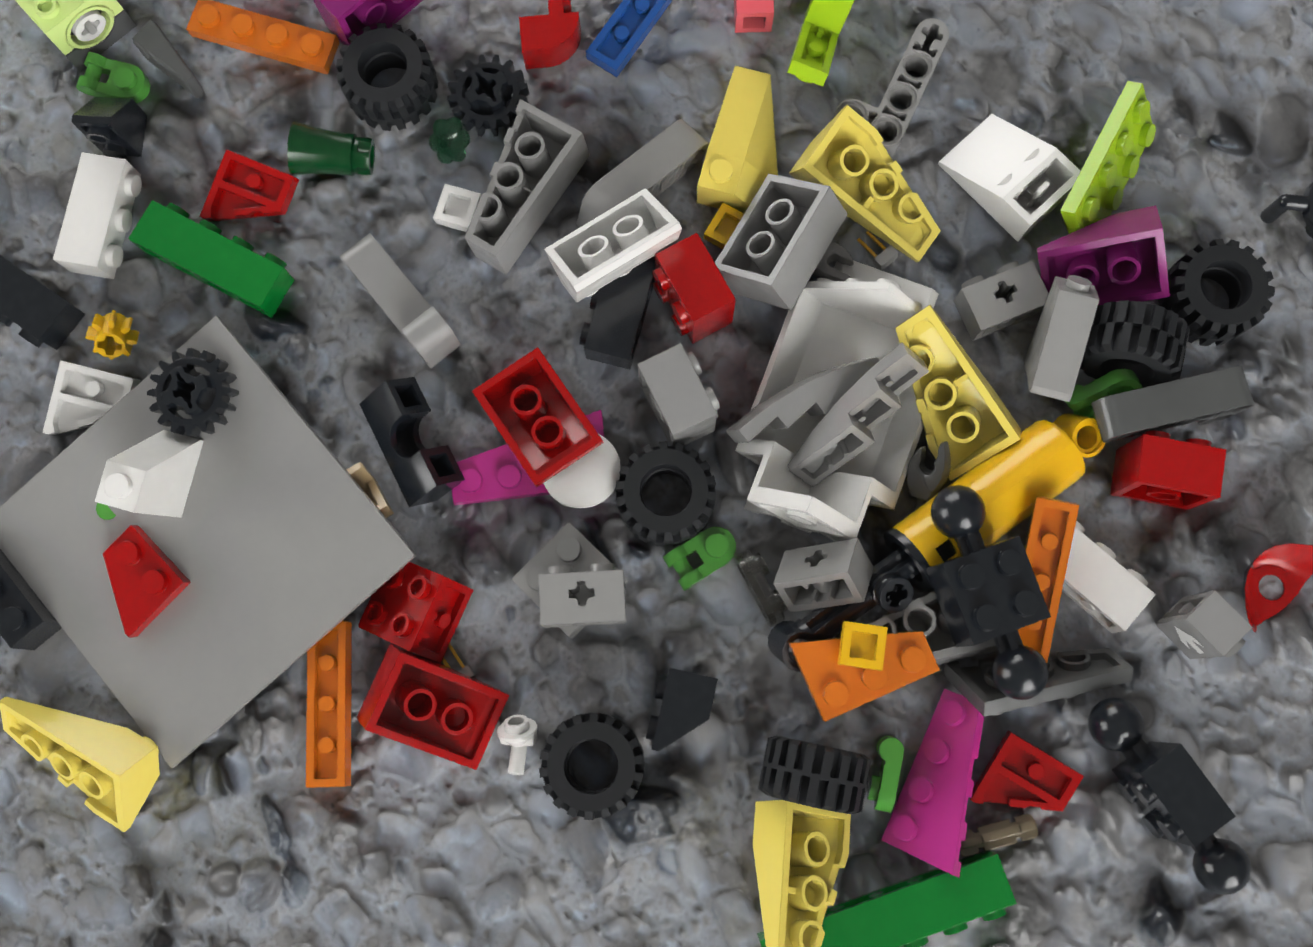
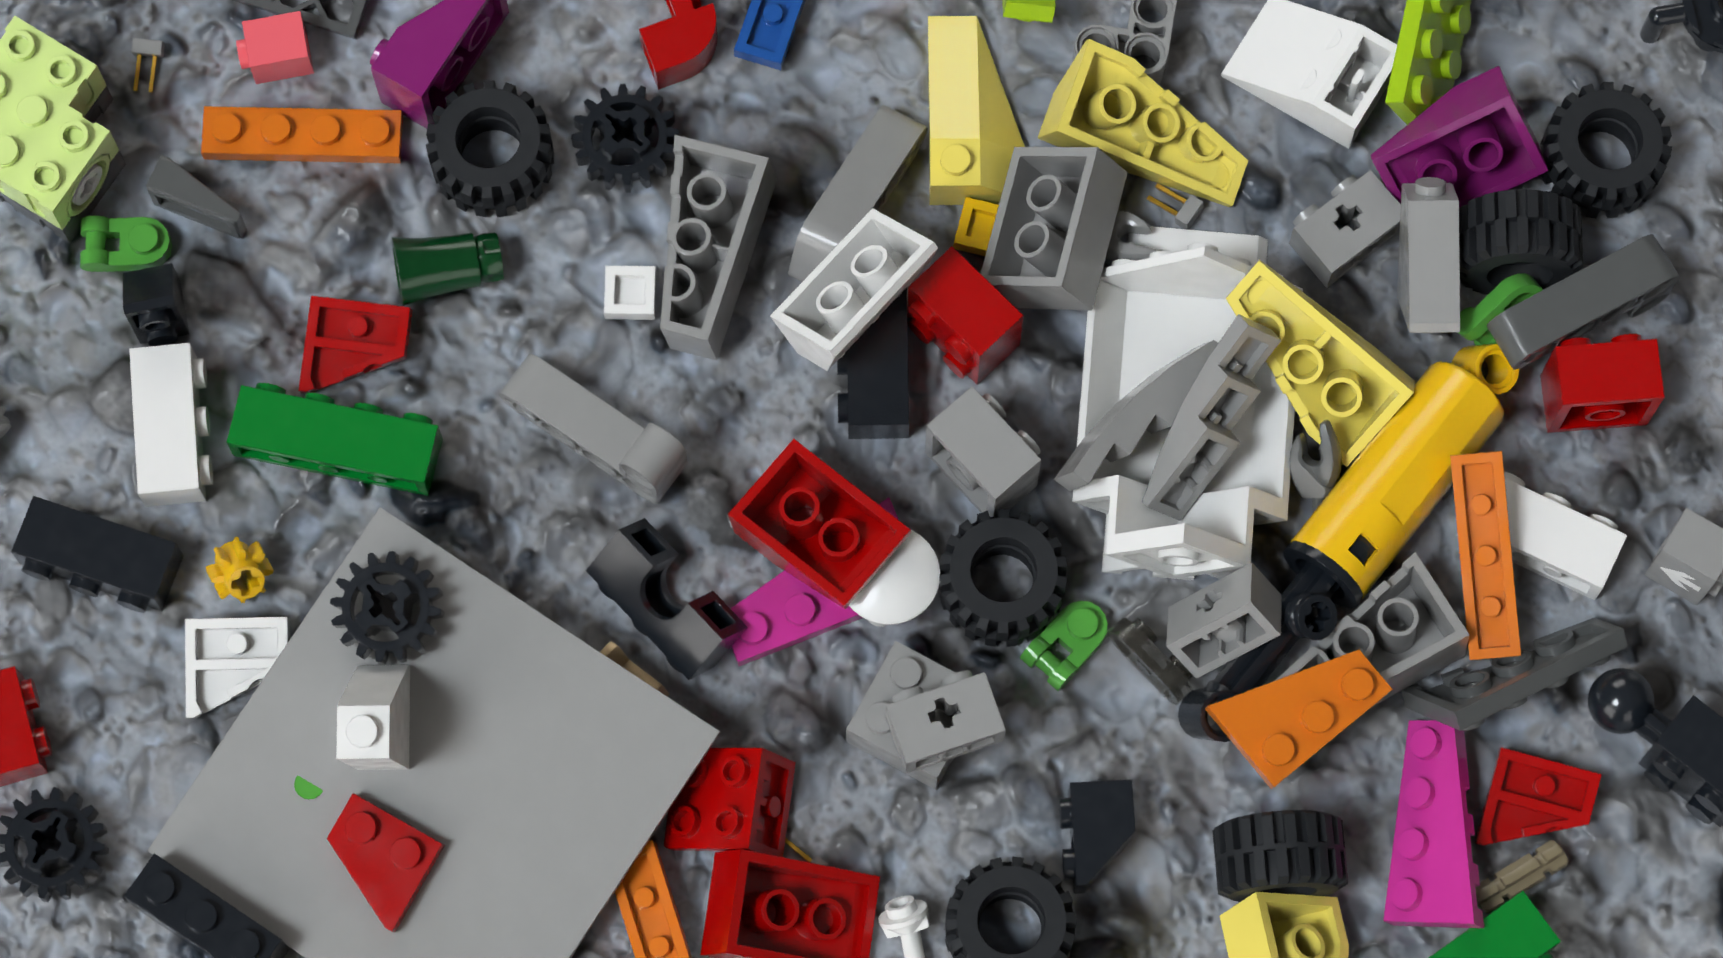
camera: 20 degrees left, 5 degrees down
(449, 140) = (592, 209): clear green plant -> none
(862, 645) = (1292, 682): yellow plate -> none
(884, 787) = (1368, 857): bright green plate -> none
(988, 593) = (1422, 581): black brick -> none

